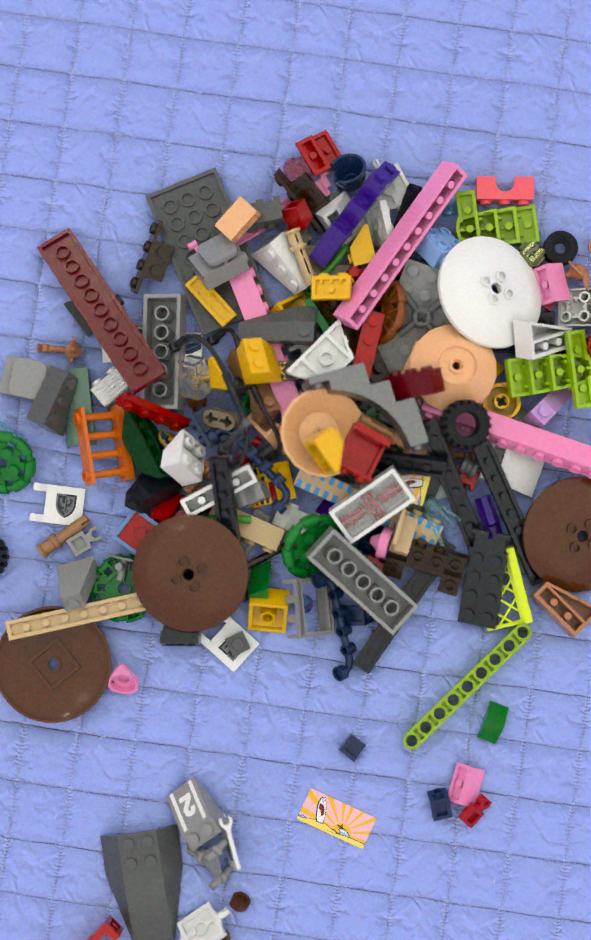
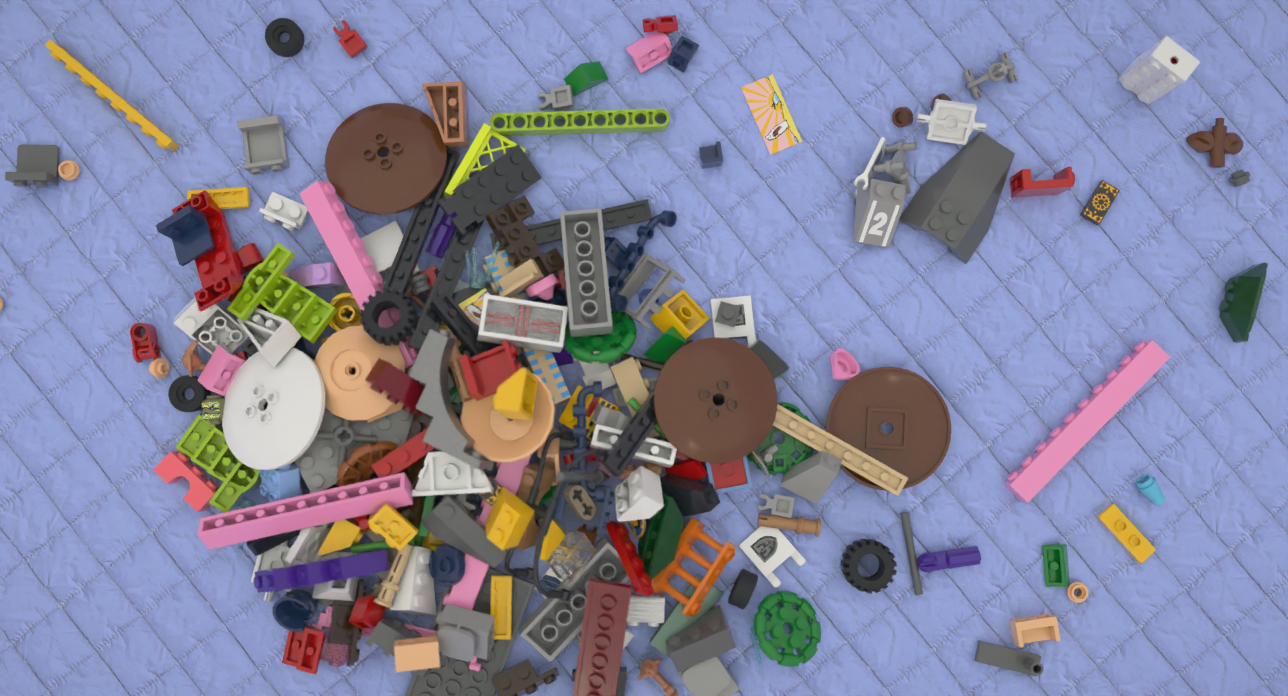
camera: 145 degrees left, 0 degrees up
(56, 461) = (743, 589): none -> black tyre
(272, 294) = (447, 565): none -> dark blue tile
(498, 690) = (560, 98): none -> light grey plate

